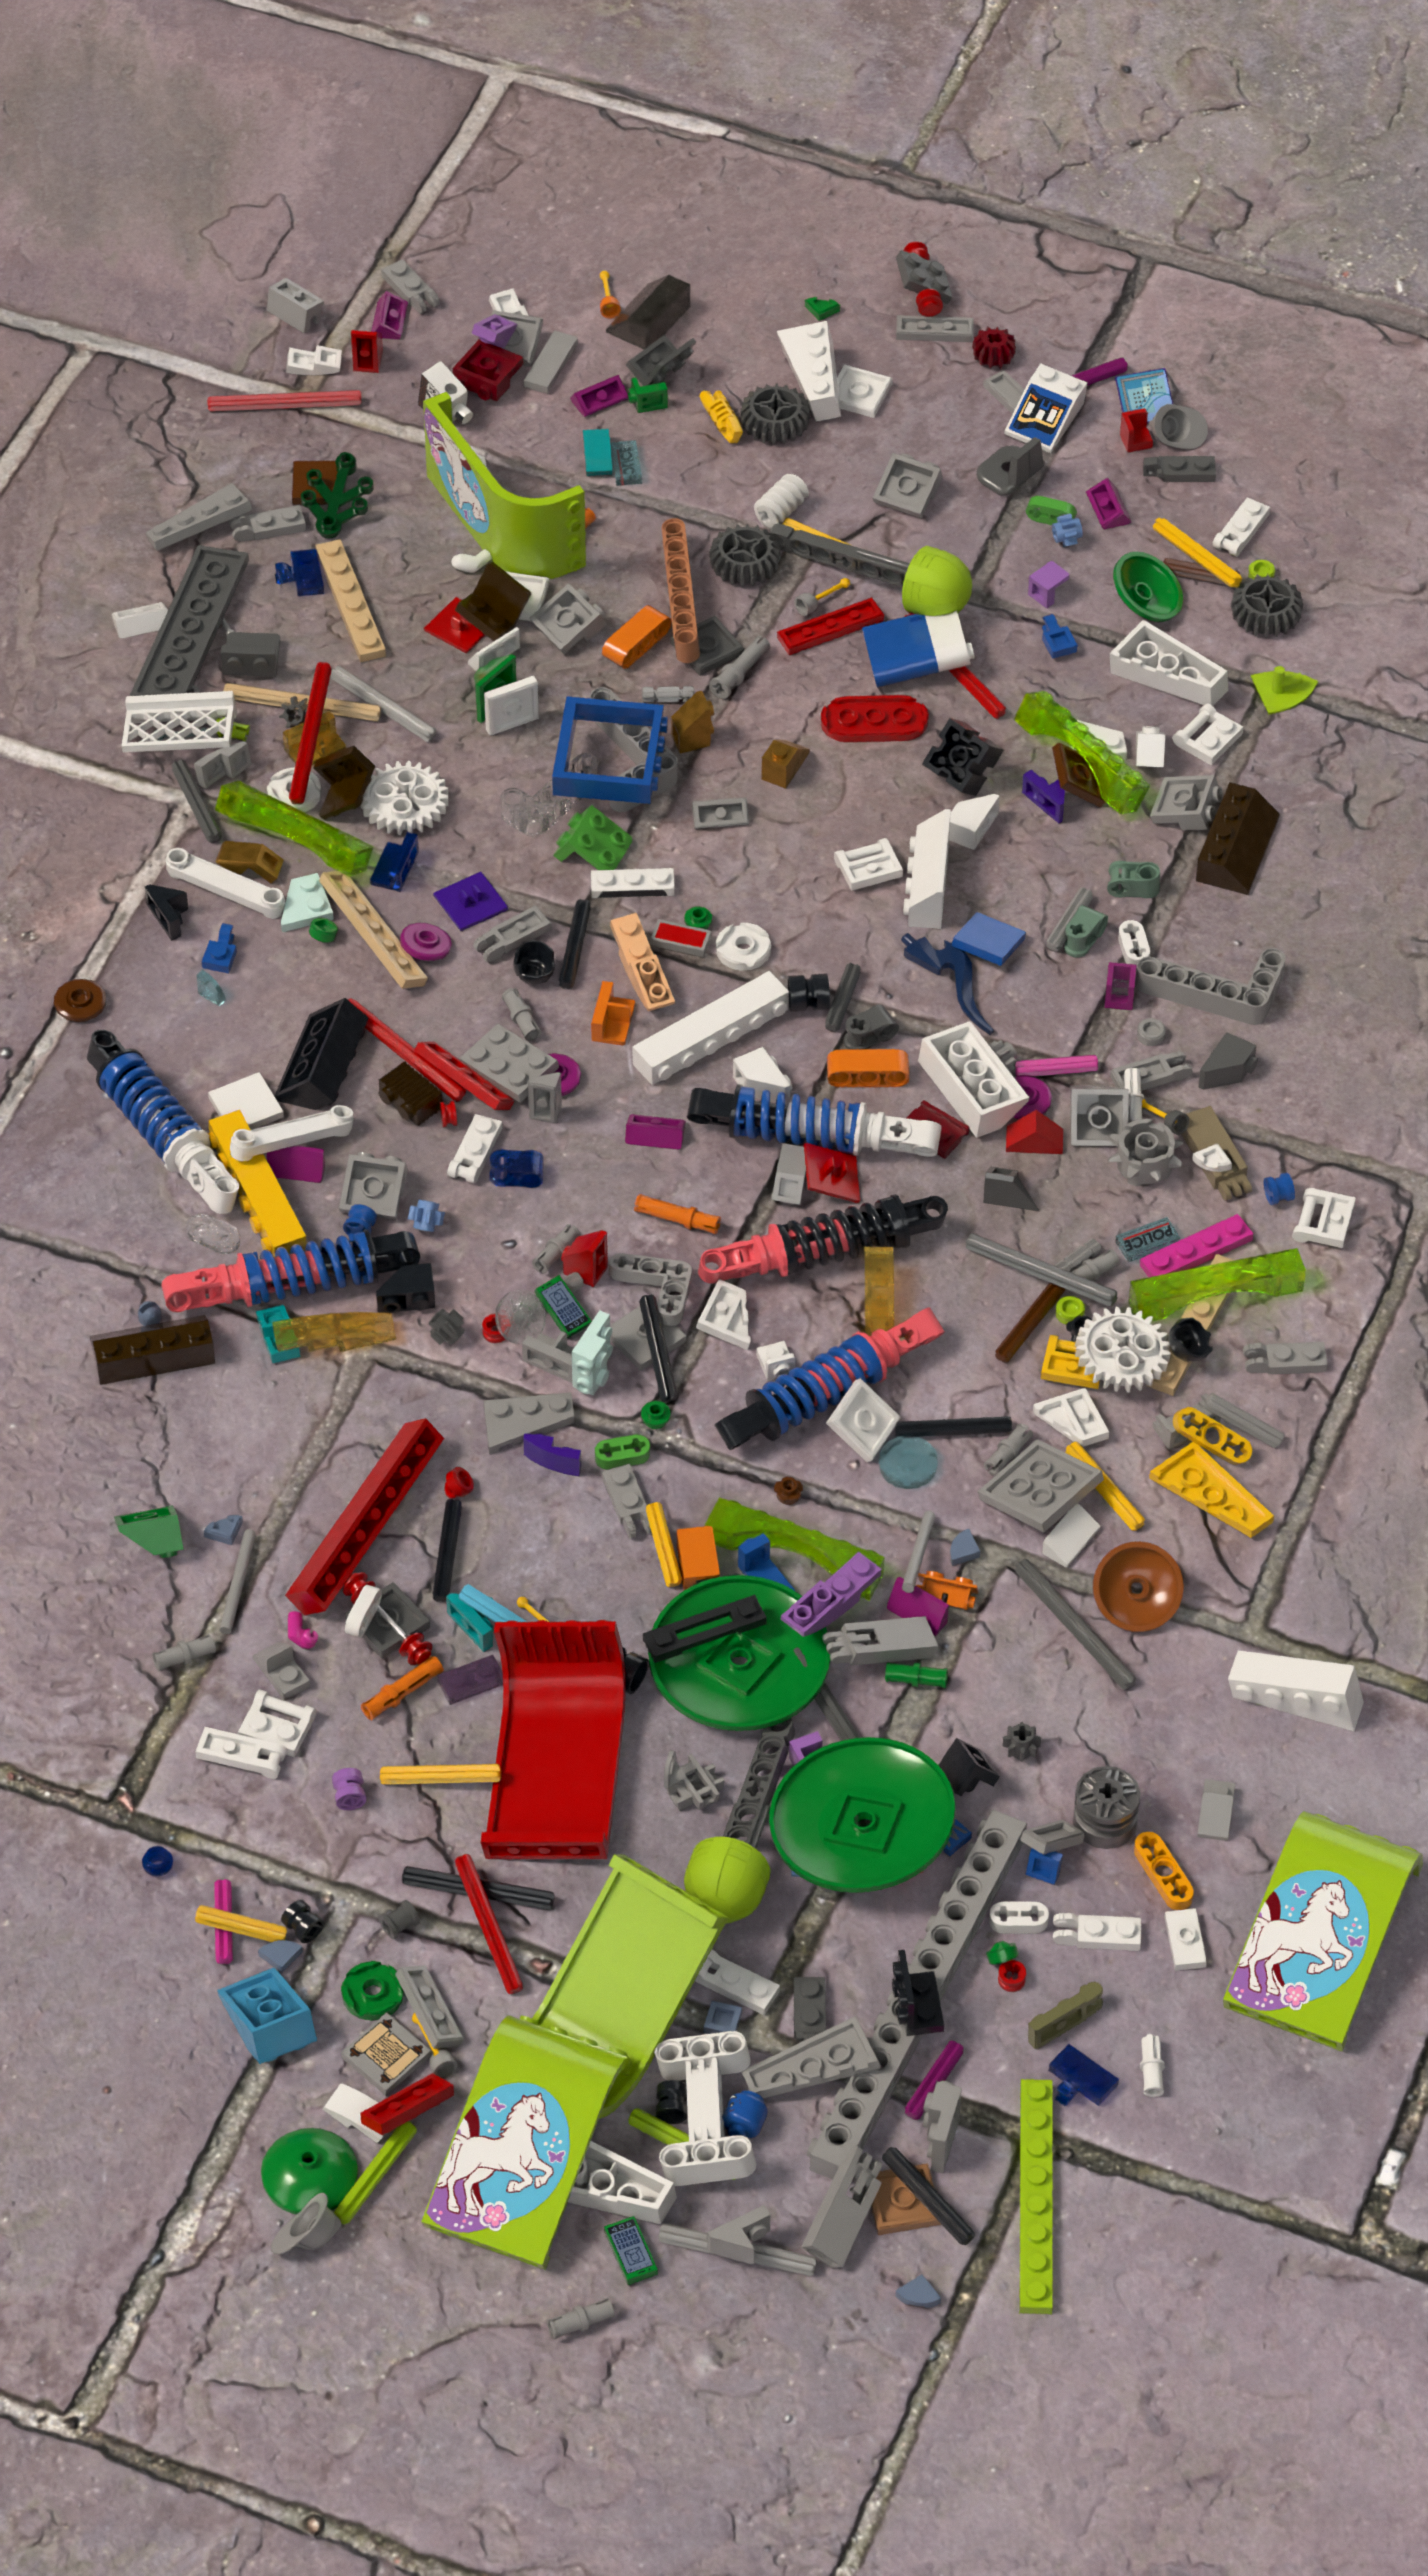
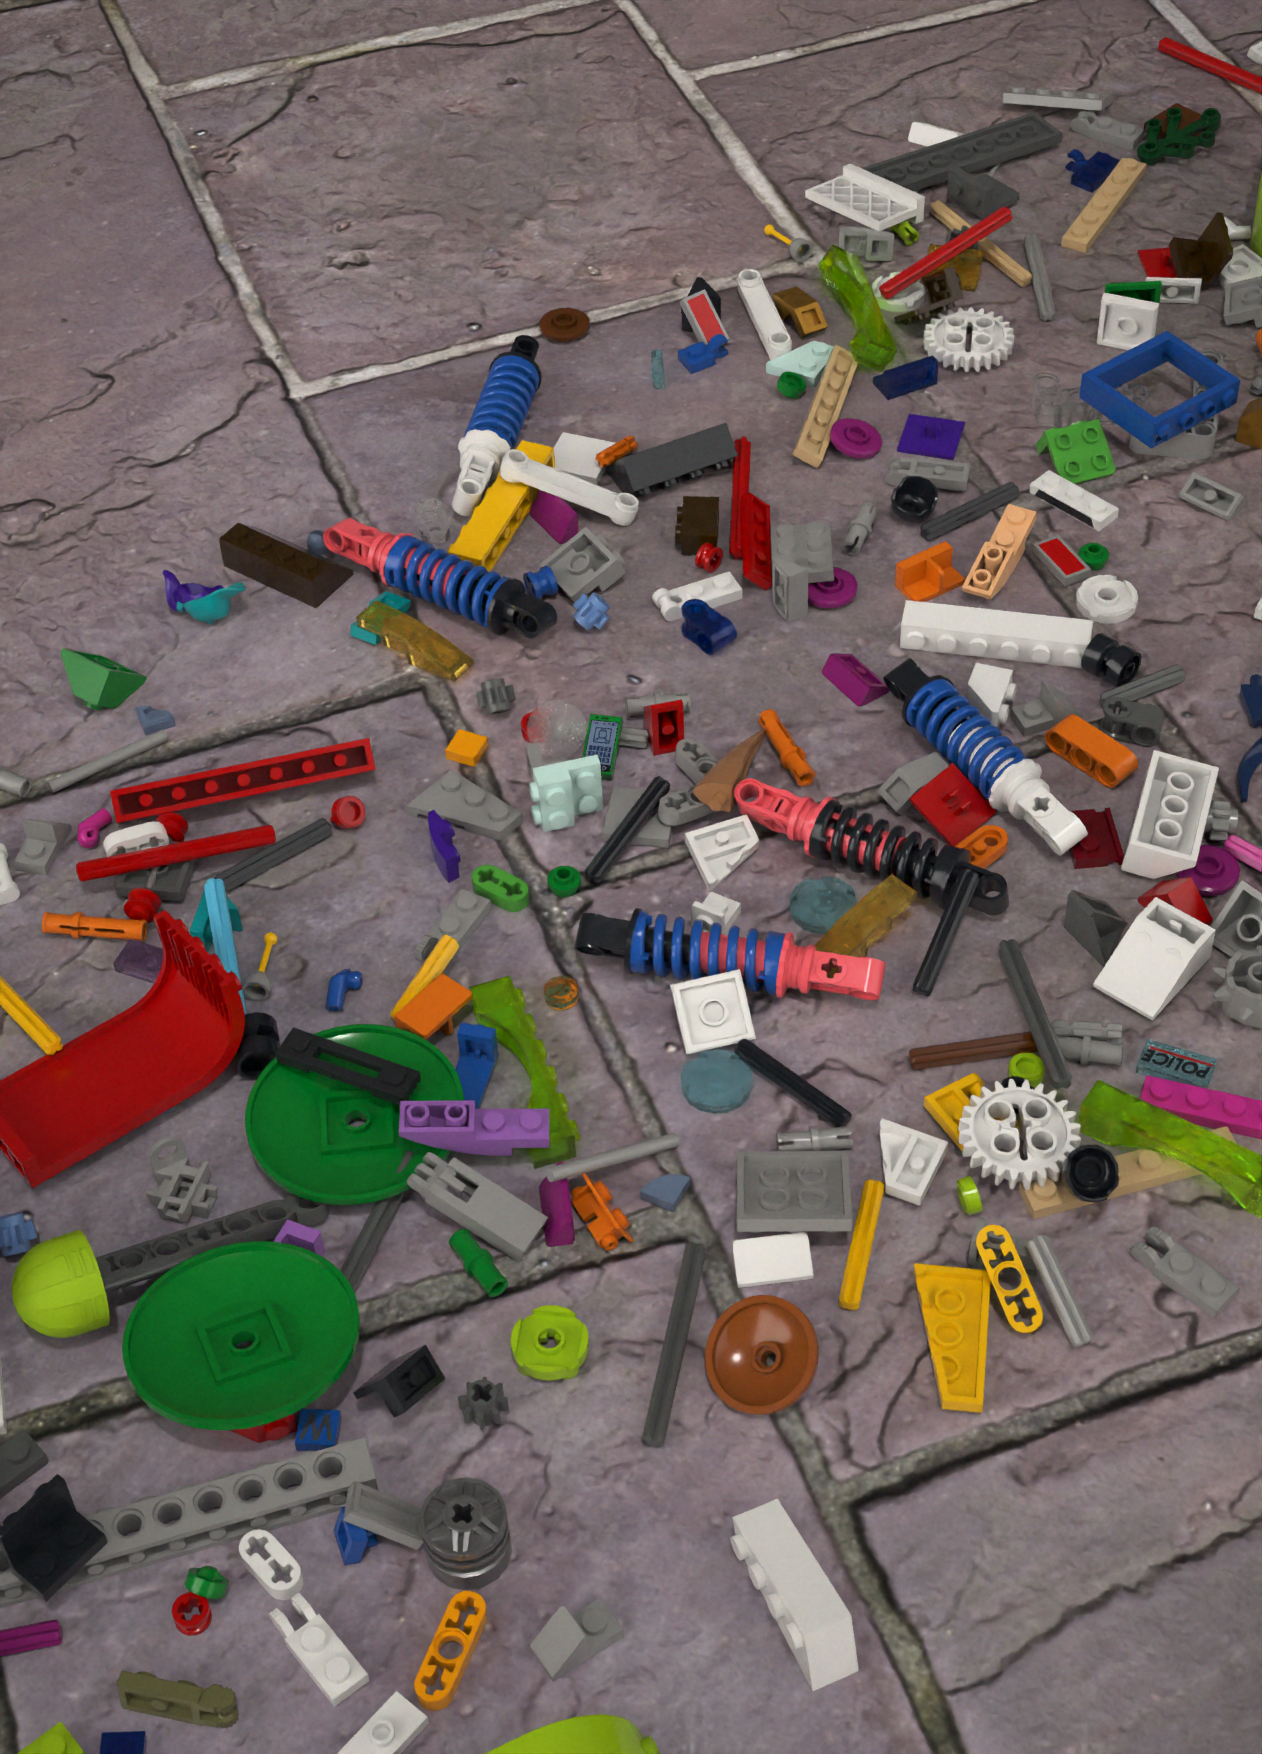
camera: 50 degrees right, 5 degrees down
(142, 1418) = (199, 601): none -> hair
(172, 802) = (798, 248): none -> light grey hinge
(195, 919) = (702, 316): none -> tile
(196, 801) = (811, 268): dark grey axle -> none
(272, 1078) = (616, 451): none -> orange axle
(396, 1597) = (175, 853): none -> red axle
(407, 1290) = (507, 651): black slope -> none
(468, 1378) = (466, 748): none -> light orange tile
(610, 1587) = (339, 985): none -> blue arm
(677, 1260) = (718, 784): none -> medium nougat piece
(748, 1486) = (561, 993): none -> clear orange tile
(788, 1496) = (586, 1022): reddish brown plate -> none
(805, 1062) = (1044, 712): none -> light grey slope
(830, 1302) = (820, 903): none -> clear light blue tile
(877, 1190) = (986, 845): none -> orange plate
(936, 1259) = (945, 932): none -> black axle
(1012, 1697) = (554, 1362): none -> lime plate
(1068, 1180) = (1156, 958): none -> white slope
(1131, 1409) = (969, 1195): none -> lime tile

